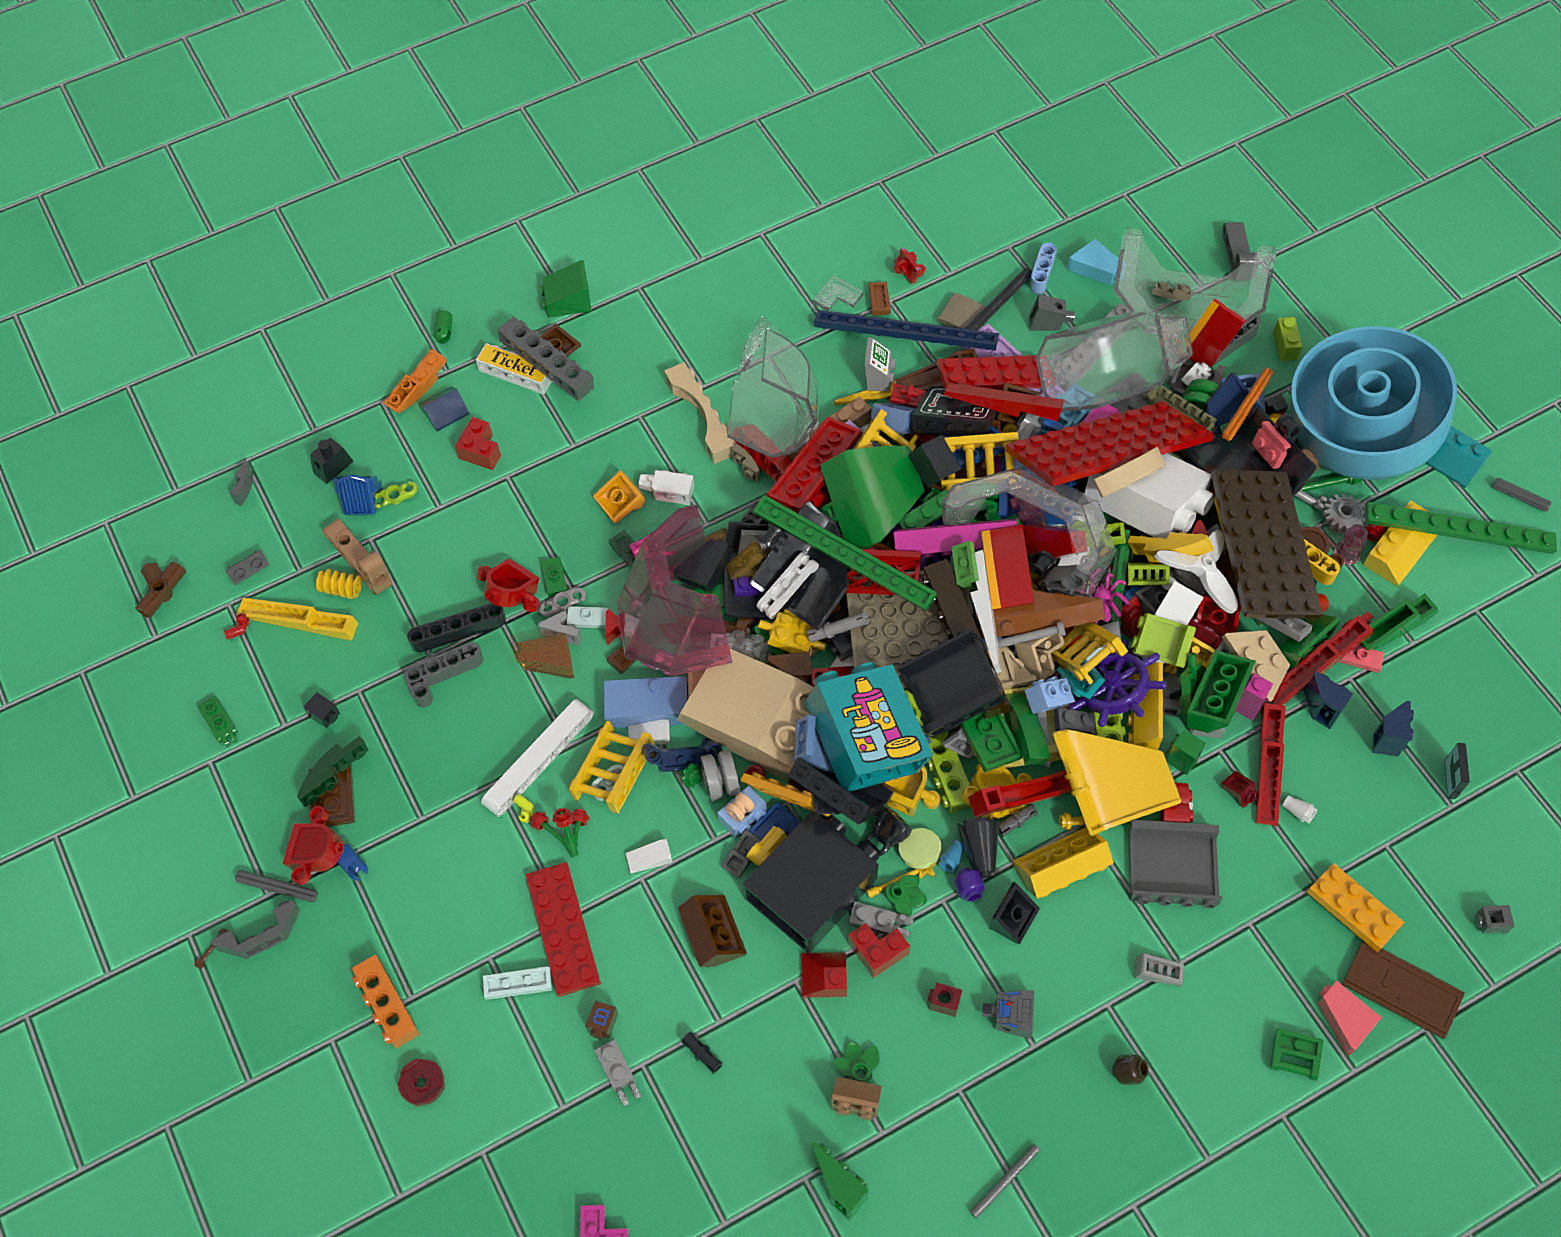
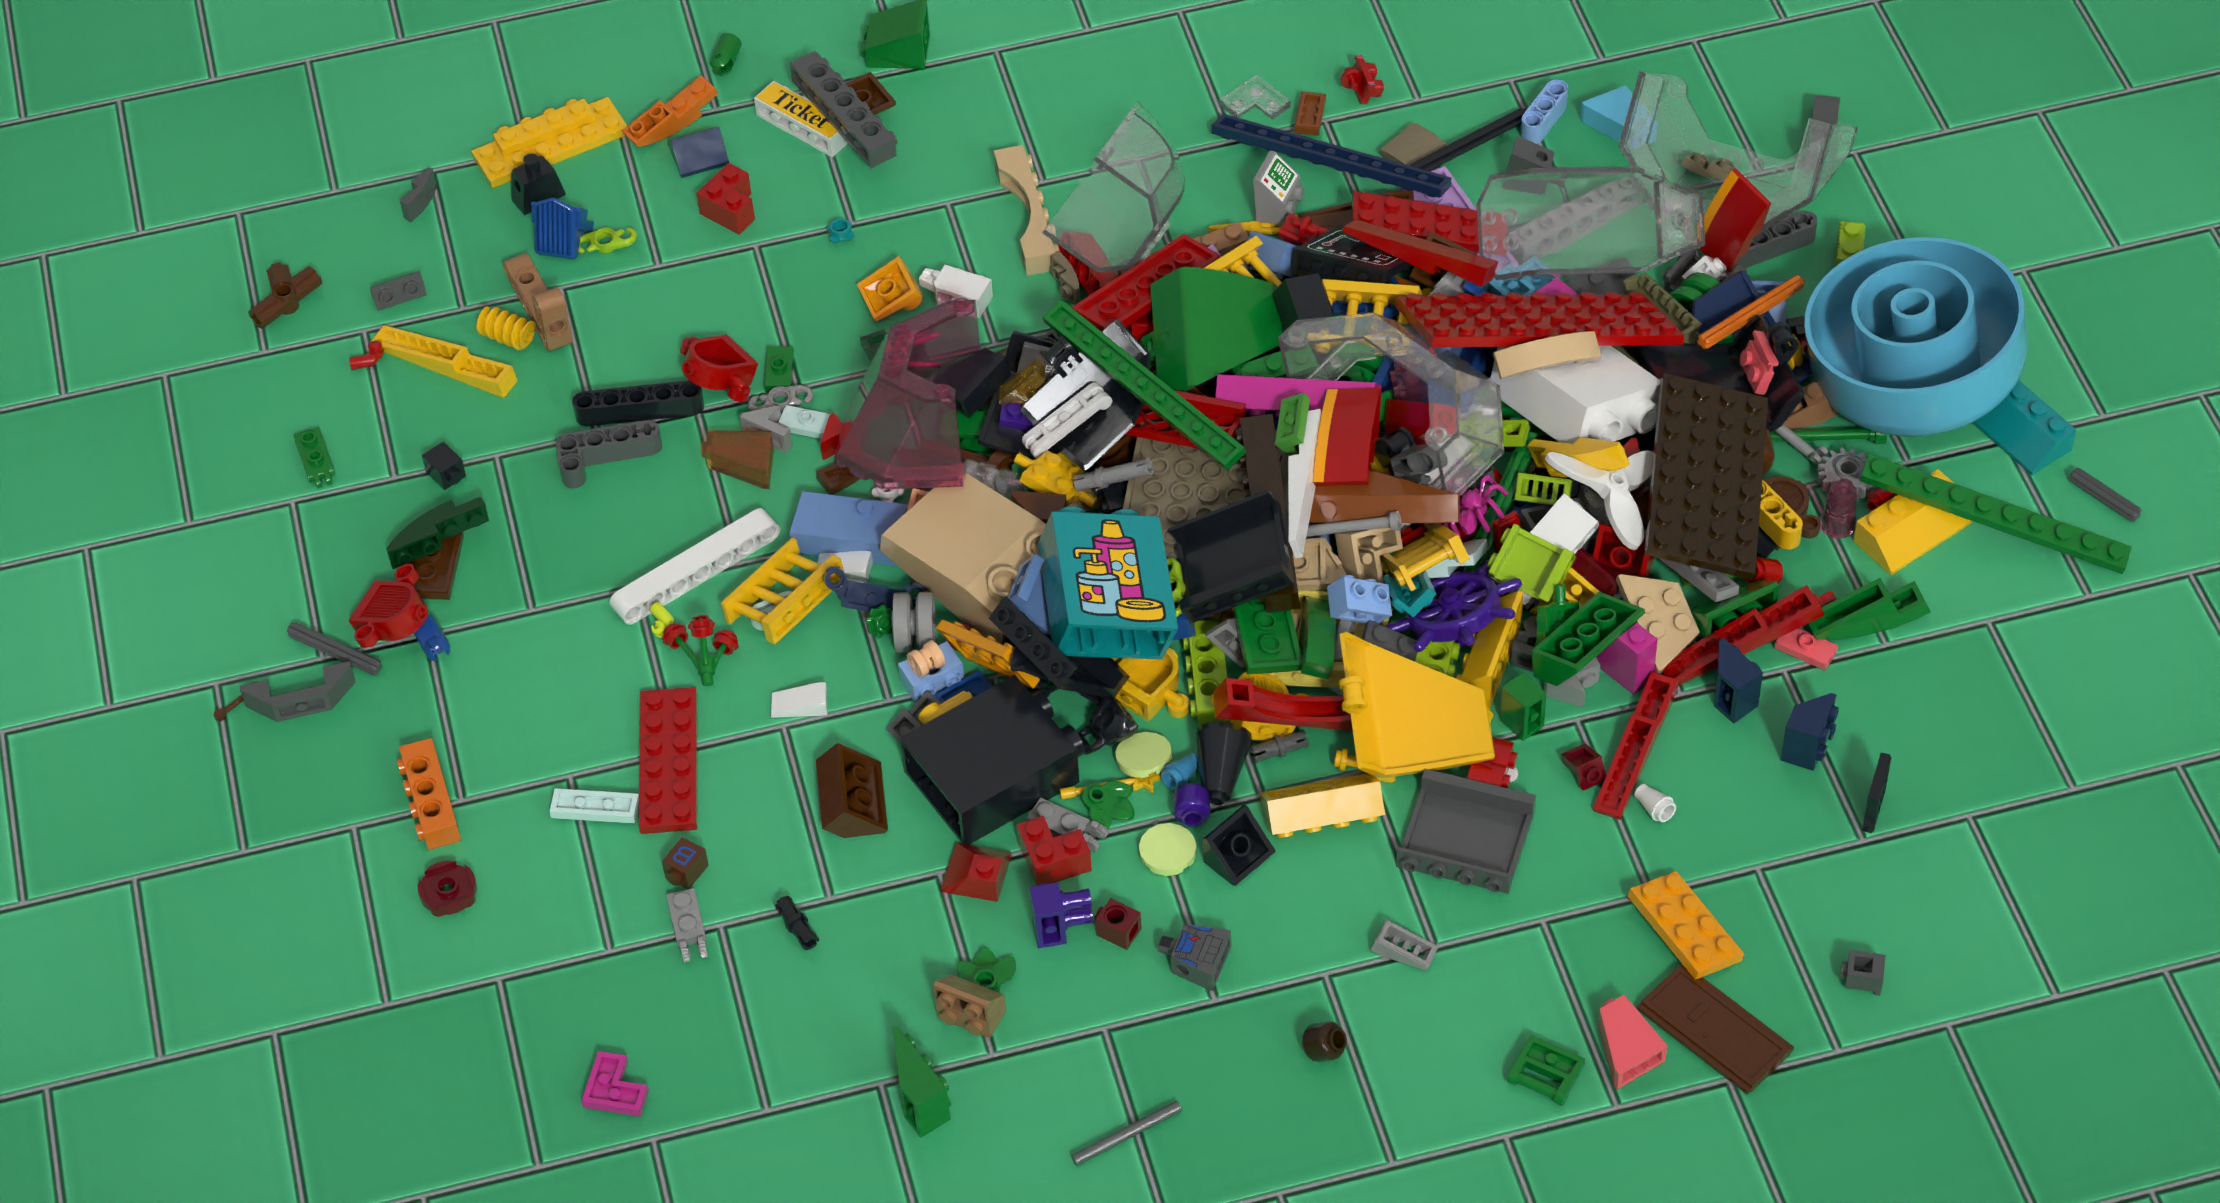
camera: 15 degrees right, 10 degrees down
(329, 418) = (553, 134): none -> yellow plate
(564, 451) = (840, 230): none -> teal plate
(896, 1003) = (1057, 911): none -> dark purple brick
(961, 924) = (1167, 849): none -> yellowish green tile

